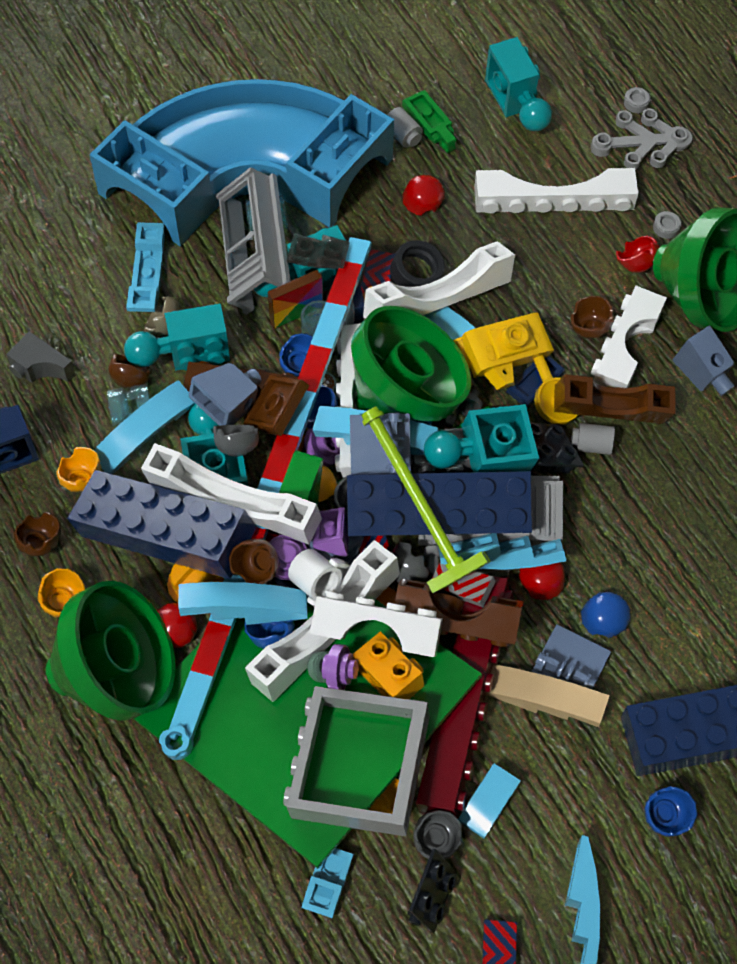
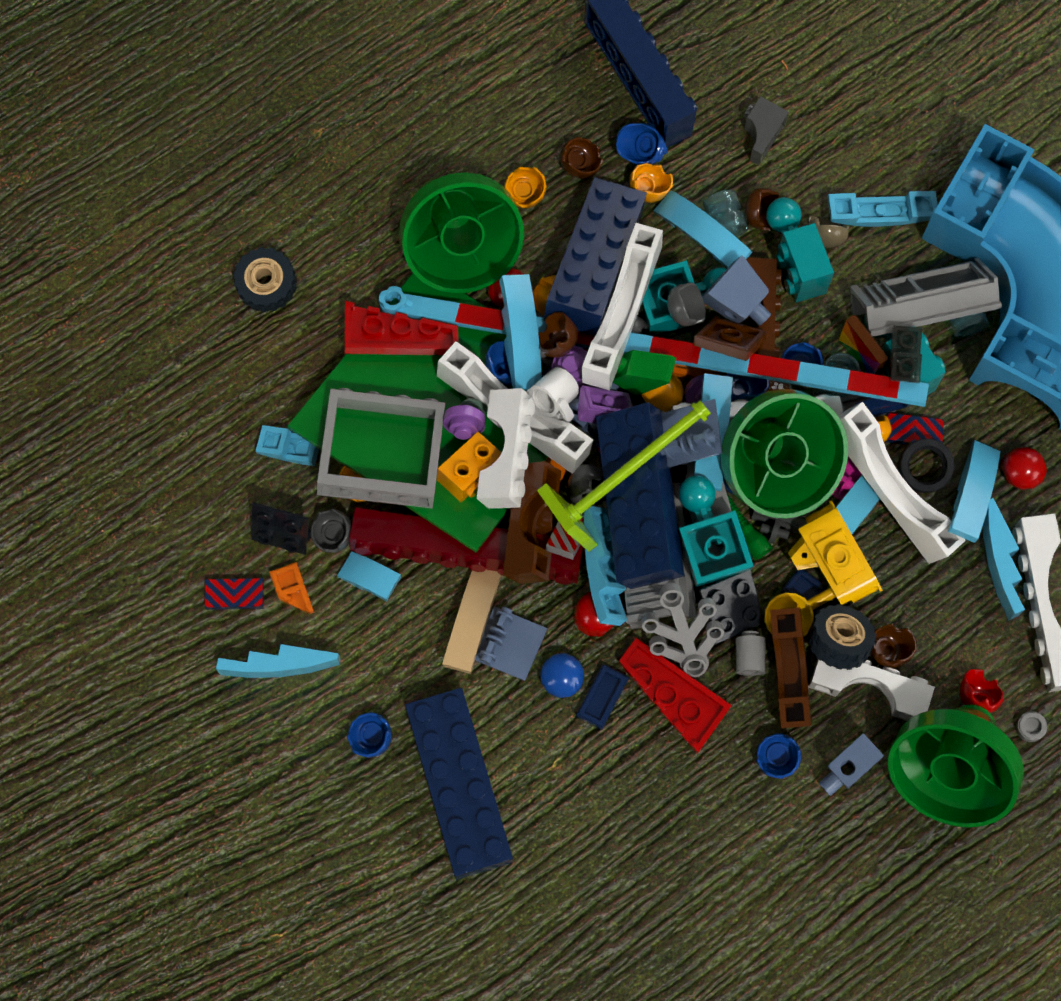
camera: 85 degrees right, 10 degrees up
(34, 472) = (640, 143): none -> blue hair
(111, 873) = (265, 263): none -> black wheel
(215, 755) = (384, 333): none -> red wing
(448, 228) = (974, 491): none -> medium azure slope
(494, 890) = (291, 587): none -> orange tile
(501, 222) = (999, 549): none -> medium azure slope
(587, 350) = (841, 637): none -> black wheel
(596, 487) = (683, 633): none -> light grey plant
(629, 580) = (602, 697): none -> dark blue tile
(632, 508) = (678, 696): none -> red wing
(697, 424) = (778, 756): none -> blue hair

